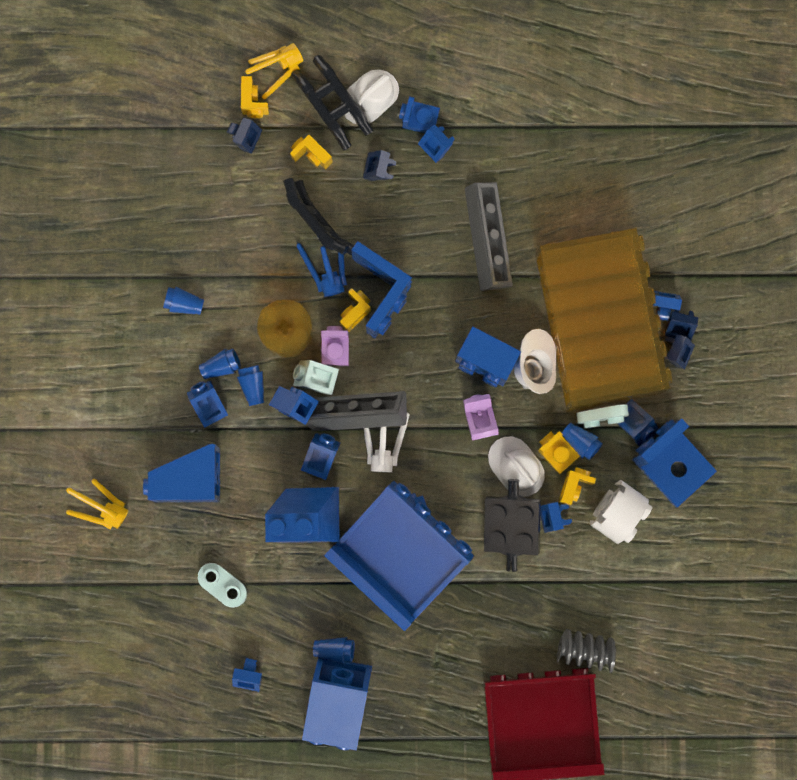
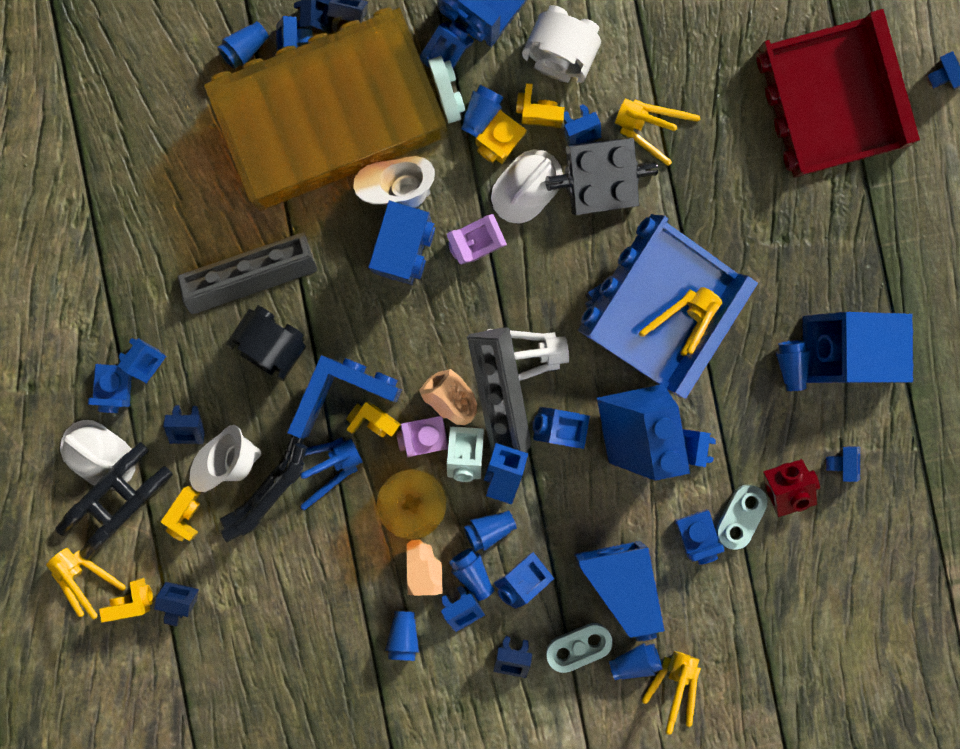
camera: 95 degrees left, 5 degrees up
(125, 479) = (636, 663): none -> blue cone
(146, 383) = (512, 661): none -> dark blue tile
(146, 437) = (579, 649): none -> light aqua plate
(193, 352) = (461, 612): none -> blue tile
(213, 548) = (699, 537): none -> blue bracket
(231, 326) = (423, 570): none -> light nougat rock
(237, 627) = (791, 487): none -> dark red brick
(284, 556) = (697, 447): none -> blue tile
(347, 190) = (223, 459): none -> white piece
(361, 373) = (450, 397): none -> light nougat rock
(392, 583) = (701, 309): none -> yellow plant
(429, 240) = (267, 343): none -> black brick
(555, 560) = (635, 114): none -> yellow plant
(587, 650) = (733, 58): dark grey piece -> none
(667, 266) = (242, 45): none -> blue cone

